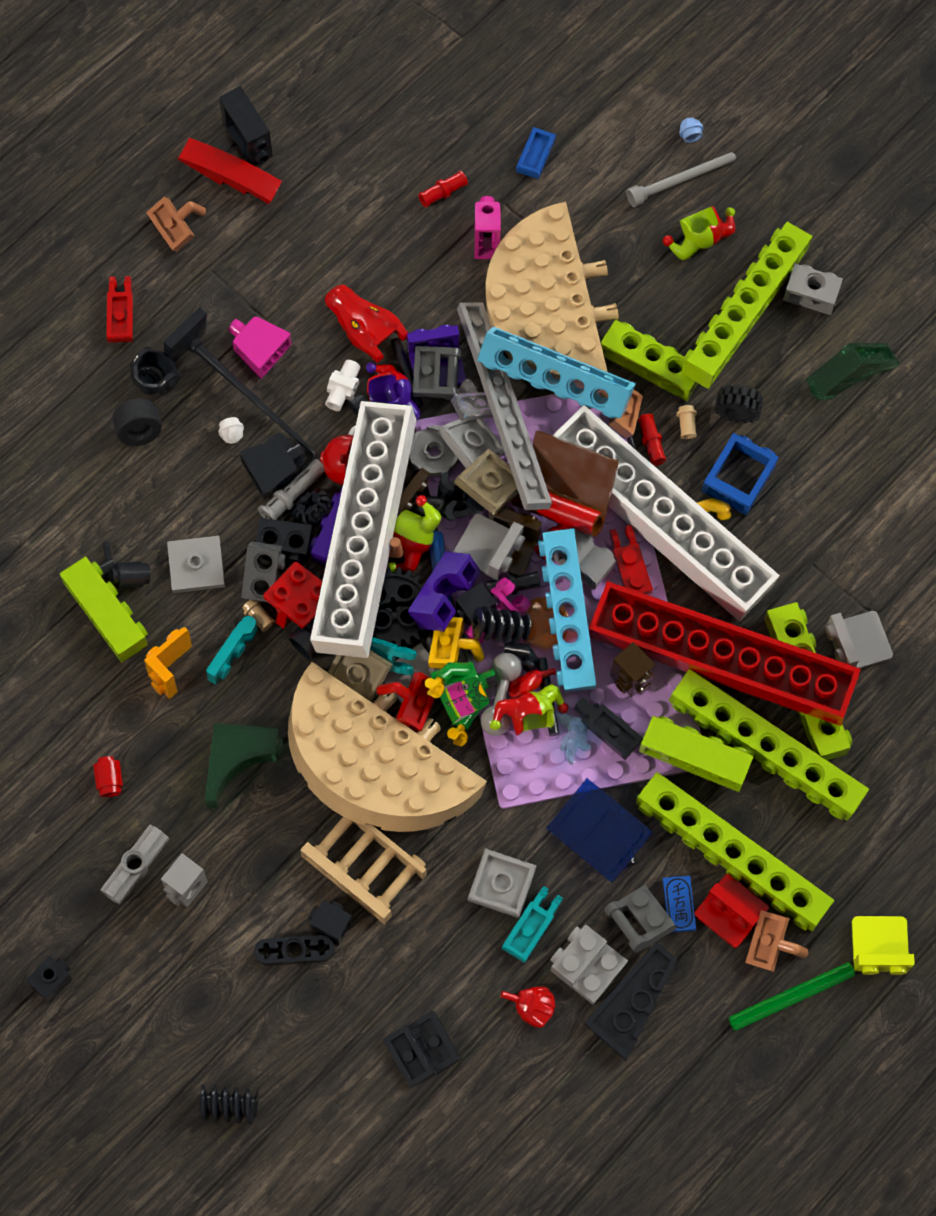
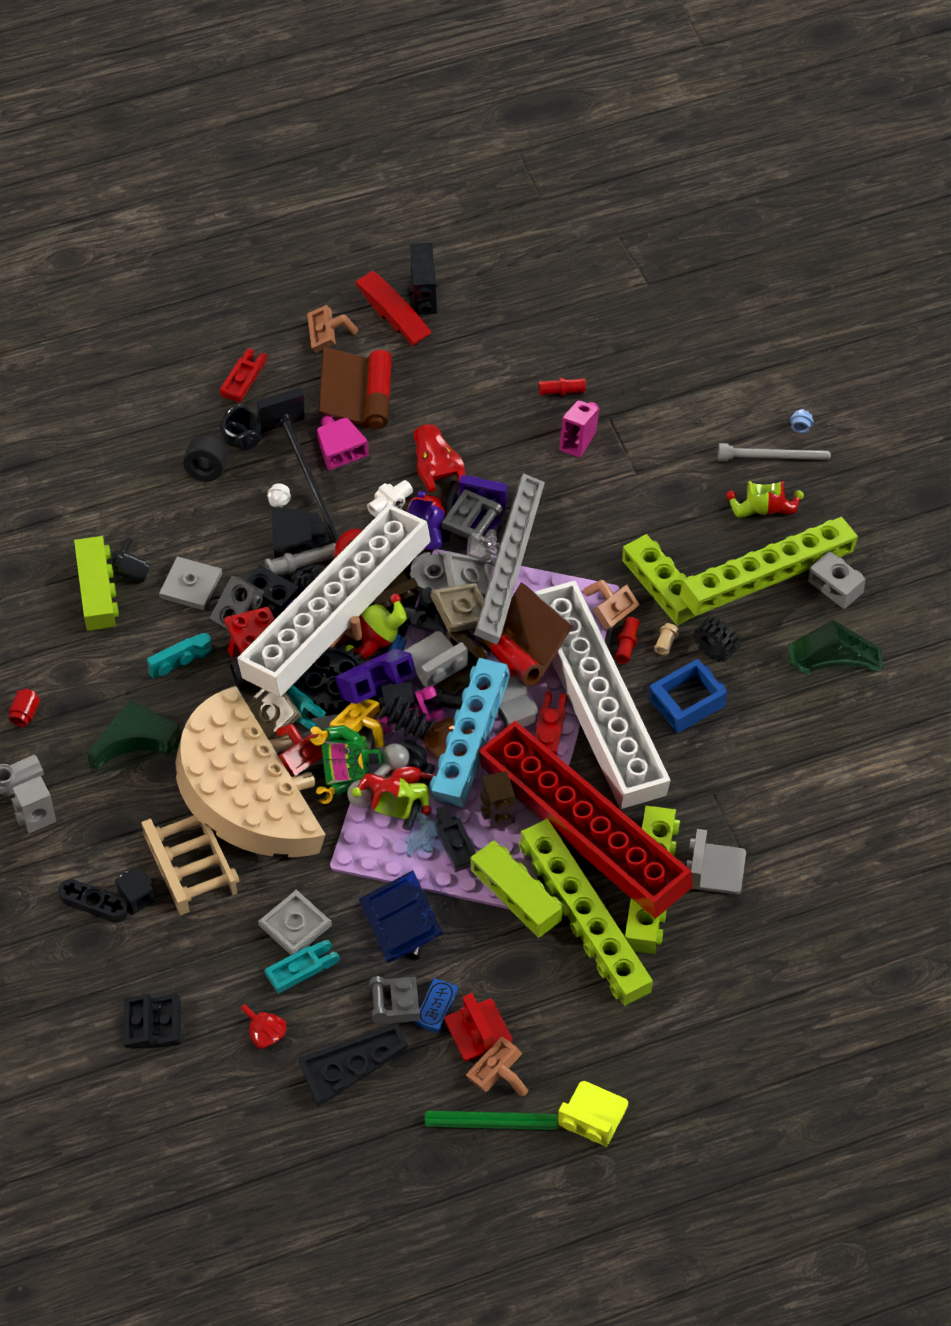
camera: 30 degrees right, 15 degrees down
(161, 657) = (120, 636): light orange bracket -> none
(242, 276) = (356, 387): none -> reddish brown door
(254, 609) = (218, 641): tan pin -> none
(535, 153) = (658, 390): blue tile -> none
(541, 289) = (593, 497): tan brick -> none
(587, 963) = (329, 1015): light grey plate -> none
(617, 388) = (609, 581): medium azure brick -> none
(718, 506) = (651, 711): yellow arm -> none
(749, 852) = (543, 1061): lime brick -> none

